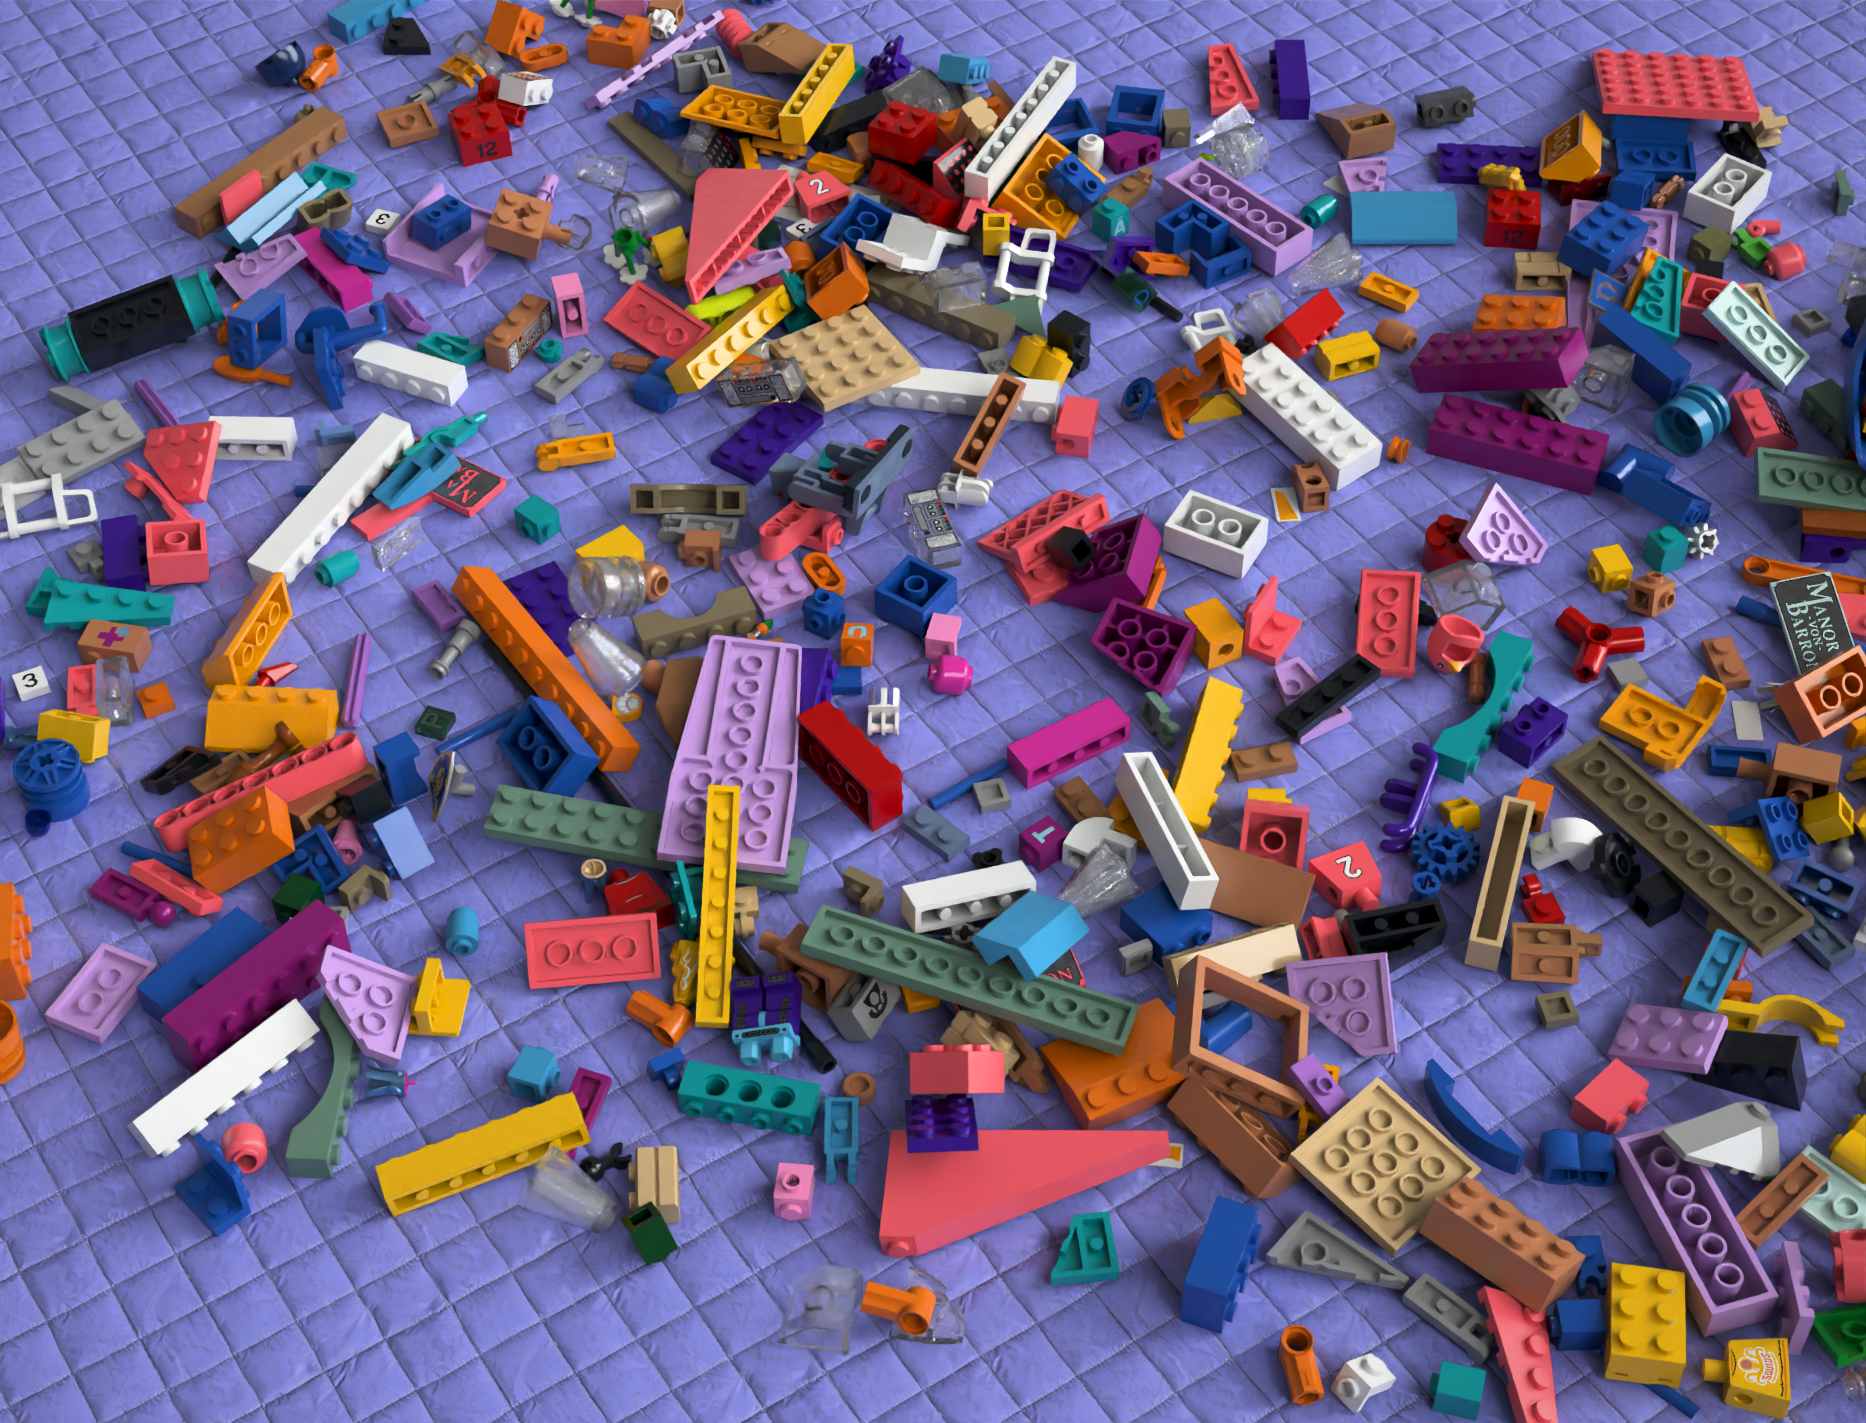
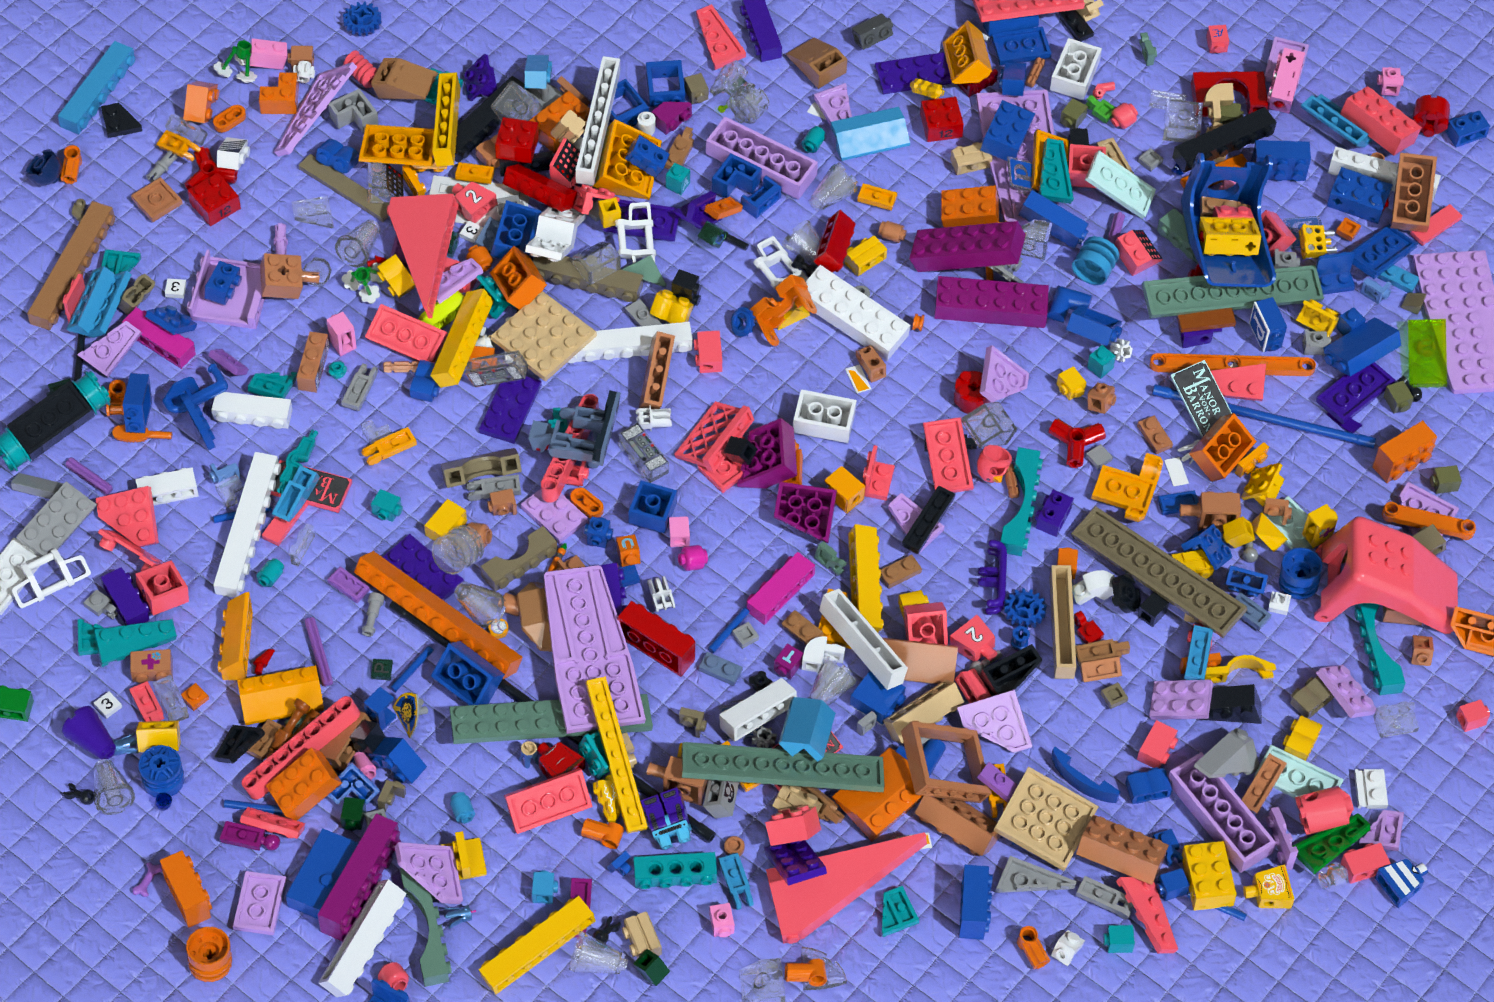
camera: 20 degrees left, 10 degrees up
(1461, 813) = (1026, 578): yellow slope -> none

